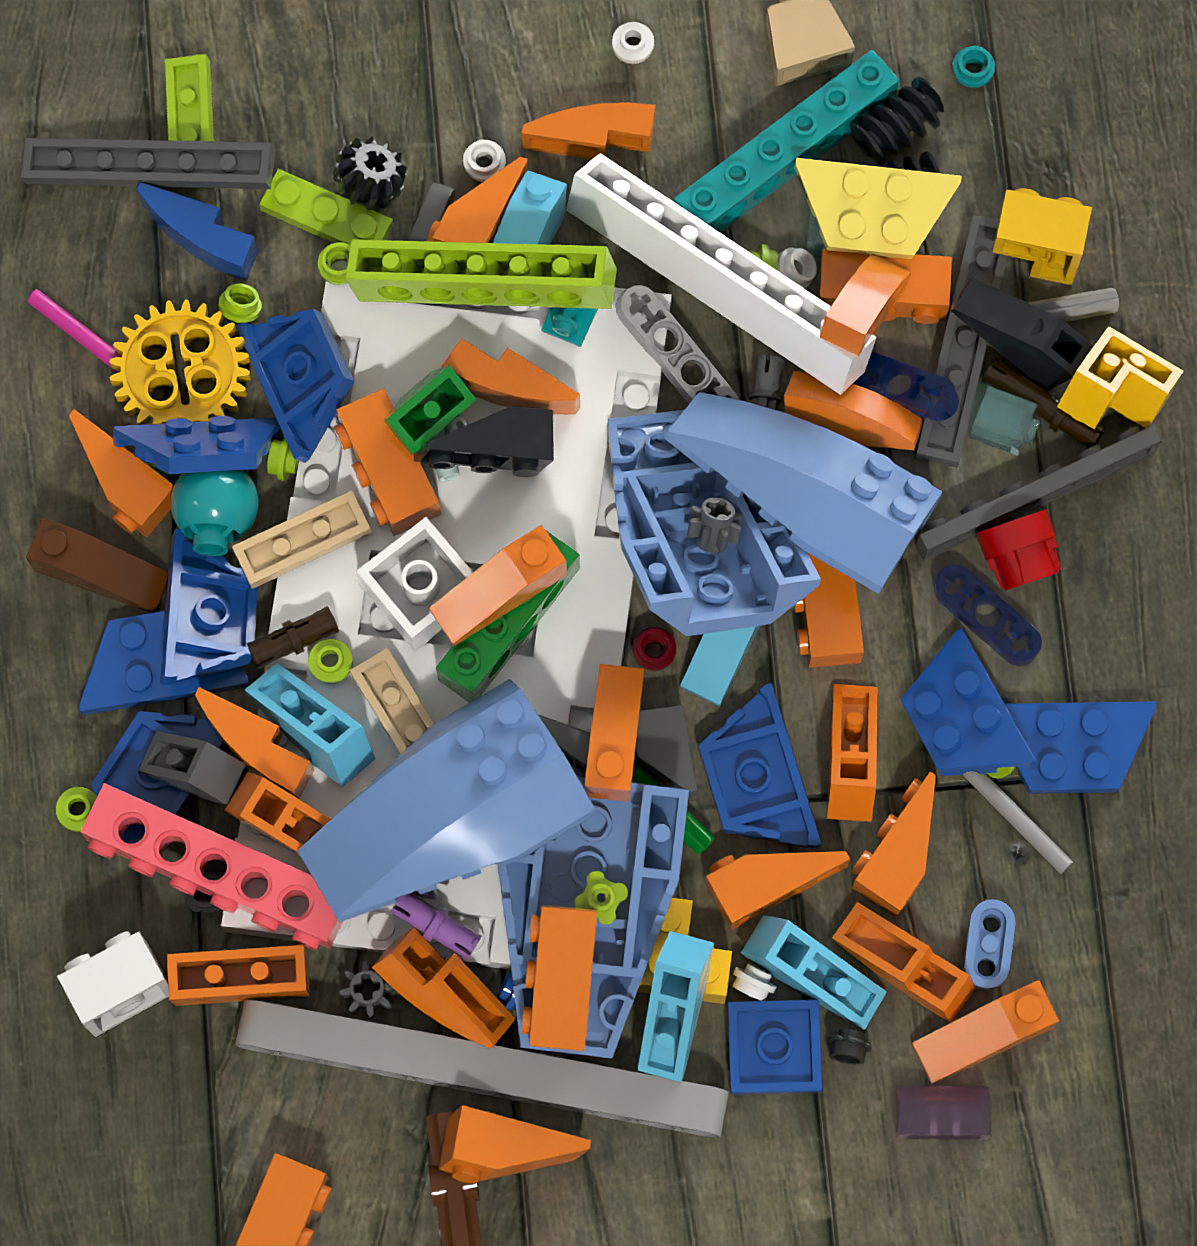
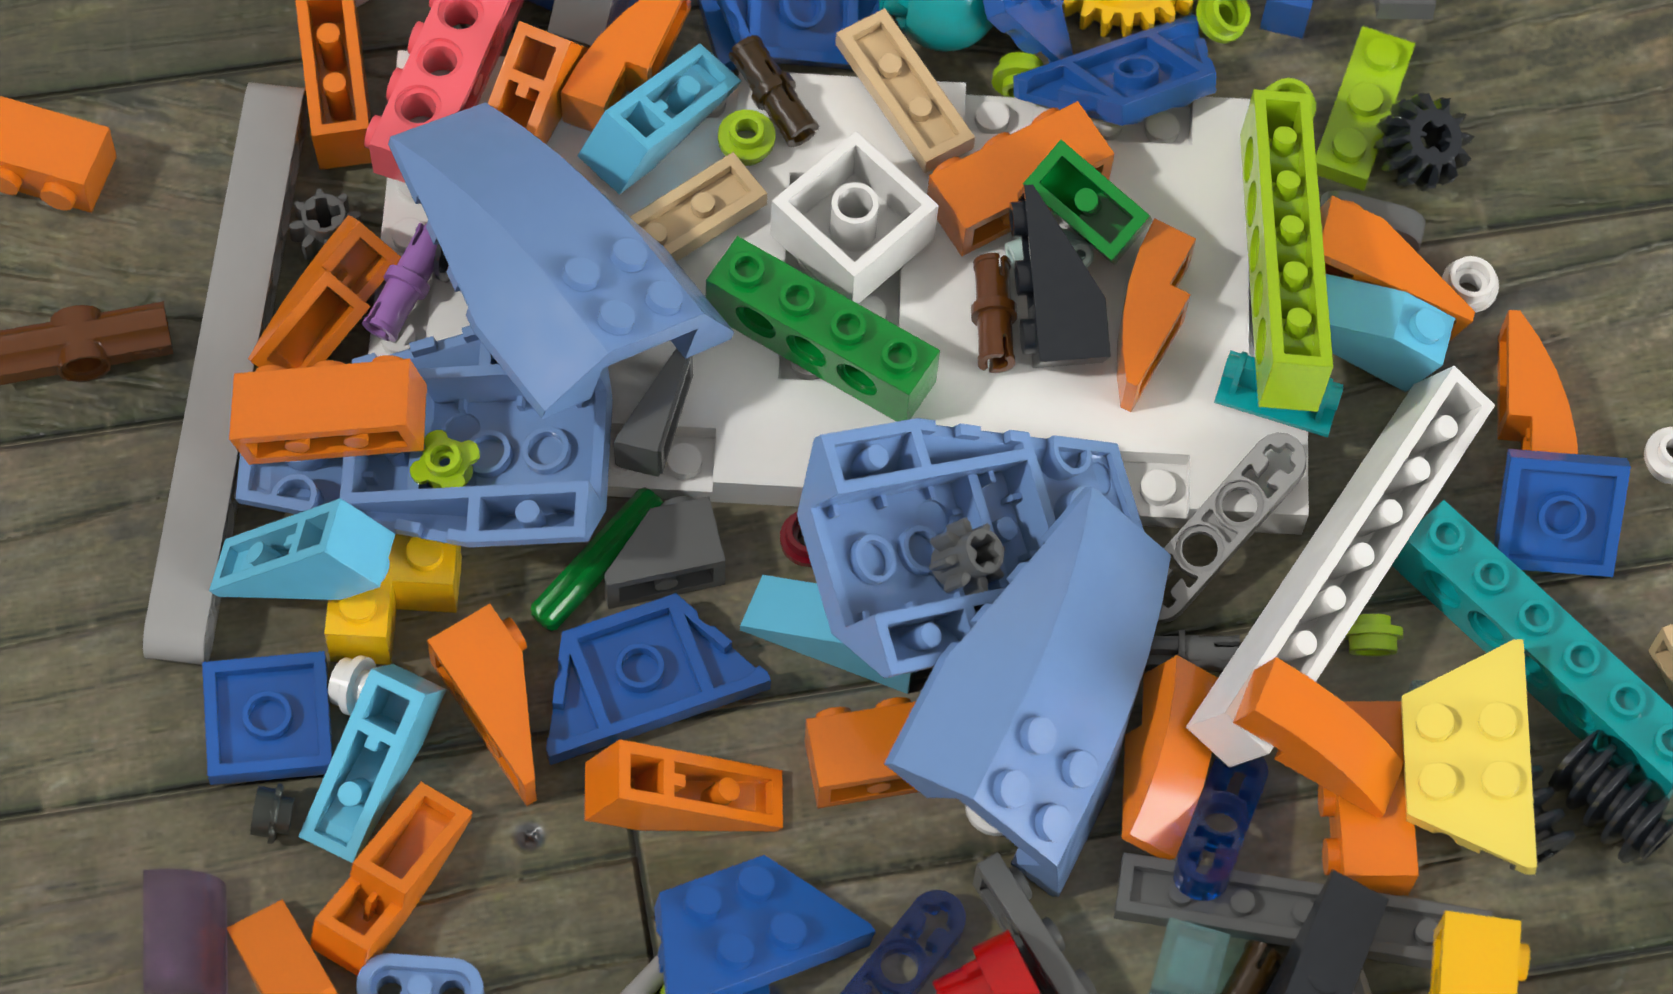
camera: 80 degrees right, 10 degrees down
(494, 1146) = (115, 370): orange slope -> none
(498, 493) = (994, 312): none -> reddish brown pin
(500, 585) = (851, 292): orange slope -> none
(614, 732) = (660, 447): orange slope -> none
(682, 122) = (1562, 511): none -> blue plate
(797, 266) = (1392, 681): white plate -> none
(900, 860) = (540, 865): orange slope -> none

